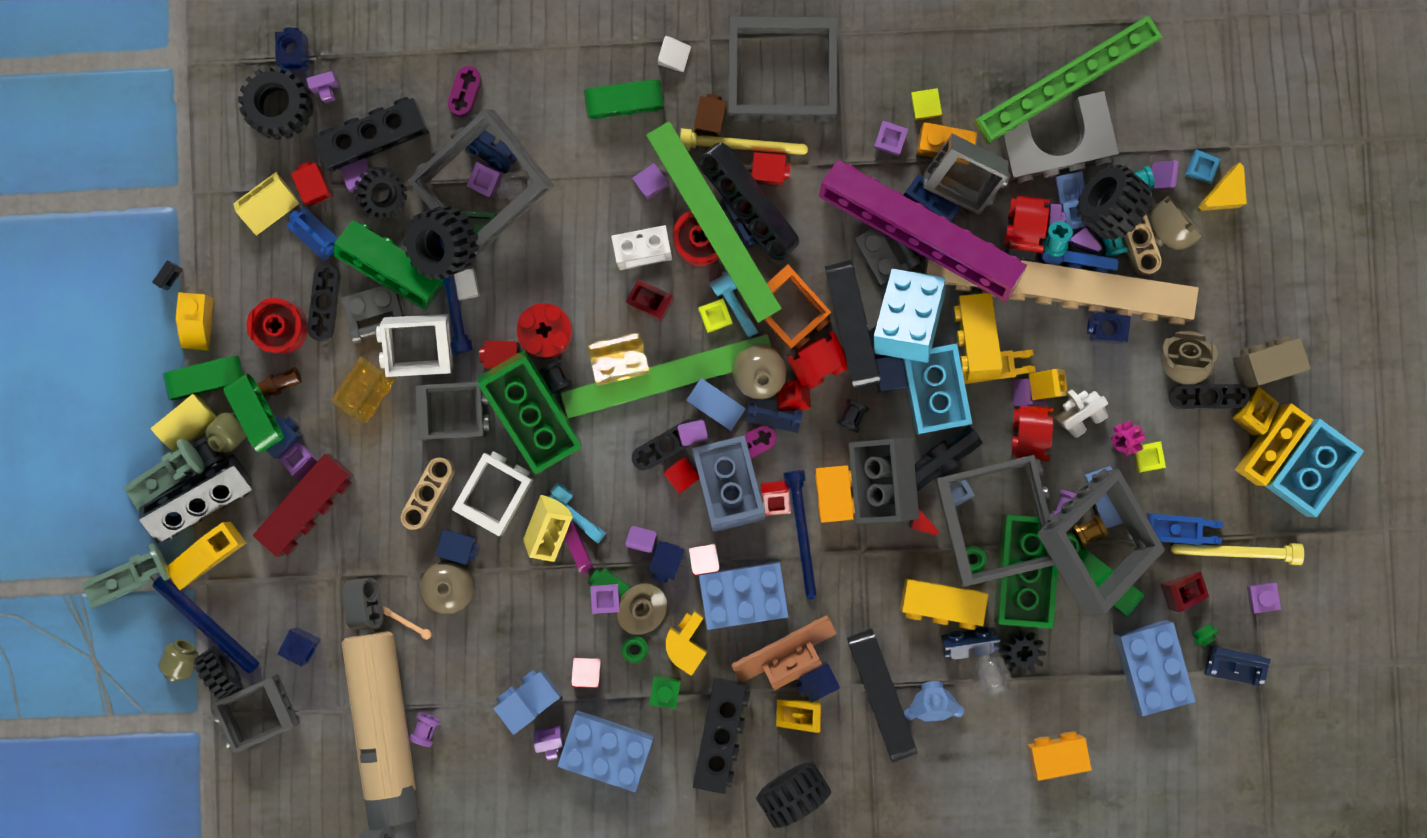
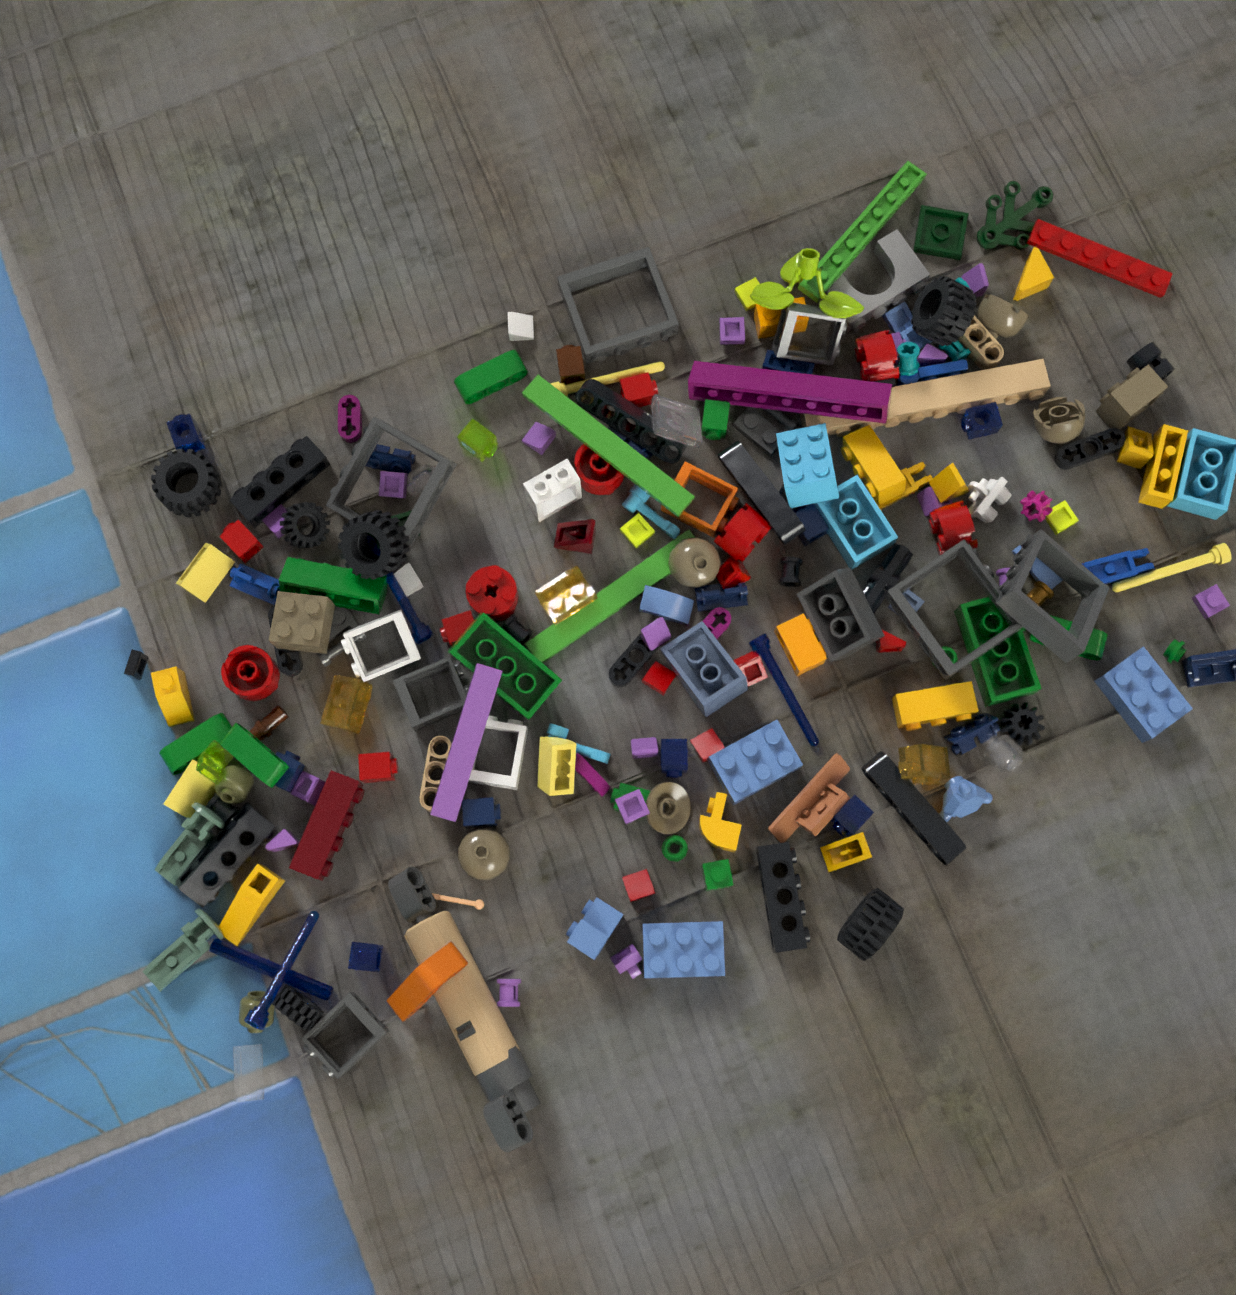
camera: 20 degrees left, 10 degrees down
(153, 714) = (248, 1073): none -> clear tile
(177, 669) = (258, 1016): none -> clear blue piece
(210, 406) = (213, 762): none -> clear neon green bracket
(259, 504) = (282, 841): none -> medium lavender slope
(323, 85) = (224, 453): medium lavender tile -> none
(344, 294) = (302, 622): none -> dark tan brick
(348, 696) = (426, 981): none -> orange beam
(372, 465) = (377, 767): none -> red brick
(465, 476) = (466, 742): none -> medium lavender tile
(587, 163) = (478, 440): none -> clear neon green brick
(795, 218) = (676, 421): none -> clear tile
(836, 228) = (715, 419): none -> green brick
(907, 659) = (924, 764): none -> clear yellow brick
(986, 100) = (799, 267): none -> lime plant
(1059, 756) = (1092, 805): light orange brick -> none
(1151, 107) = (940, 232): none -> dark green tile
(1185, 591) = (1139, 620): dark red slope -> none
(1202, 167) = (1003, 265): dark azure tile -> none
(1231, 119) = (1011, 219): none -> dark green plant
(1305, 197) = (1099, 258): none -> red plate
(1309, 322) = (1151, 355): none -> black wheel

